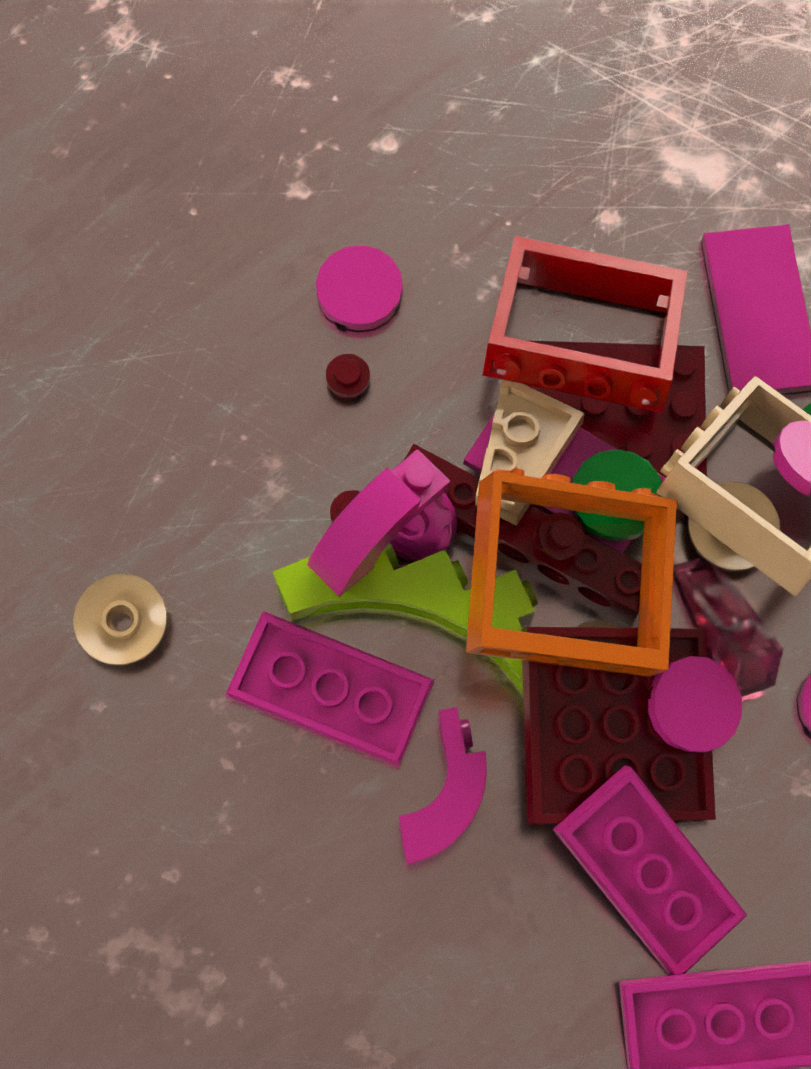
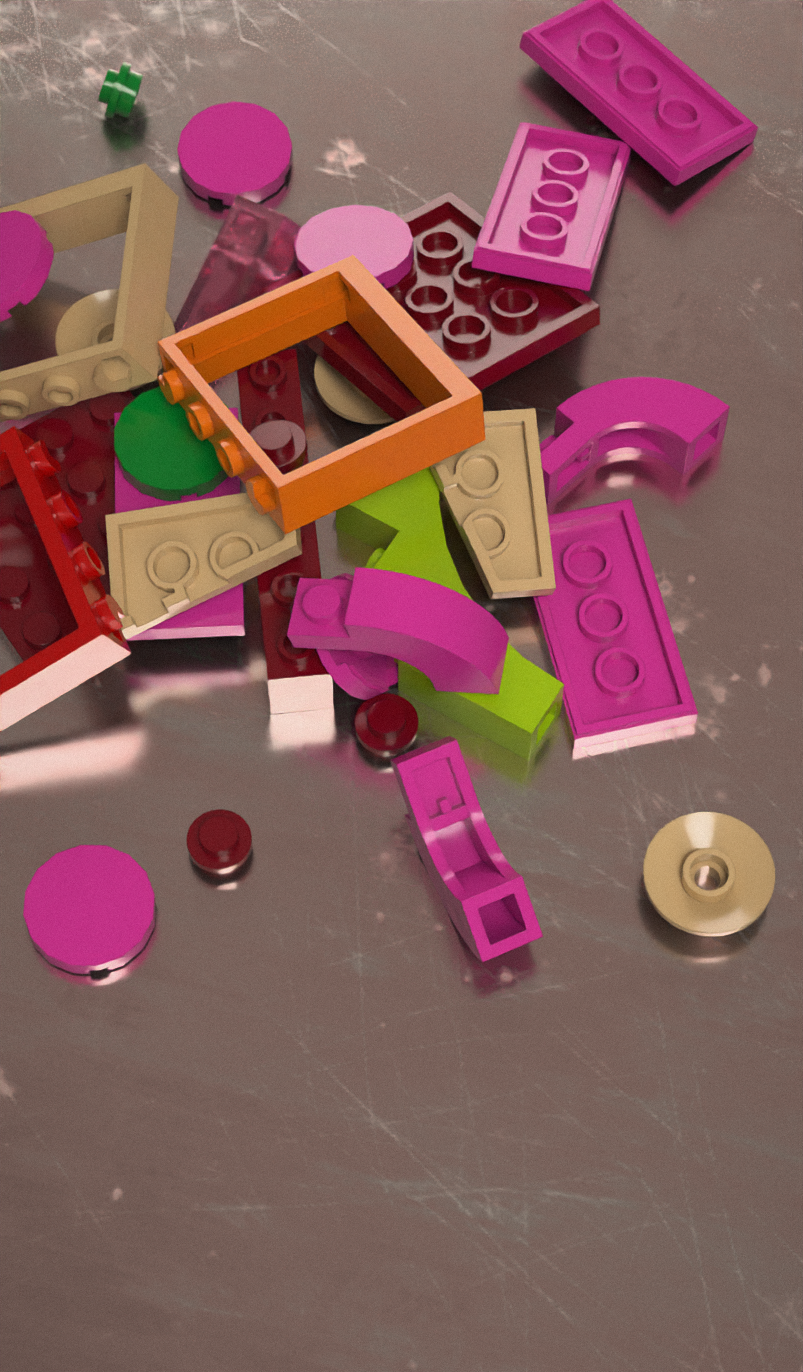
camera: 125 degrees left, 10 degrees down
(229, 490) = (460, 853): none -> dark pink arch
(438, 666) = (501, 505): none -> tan wing

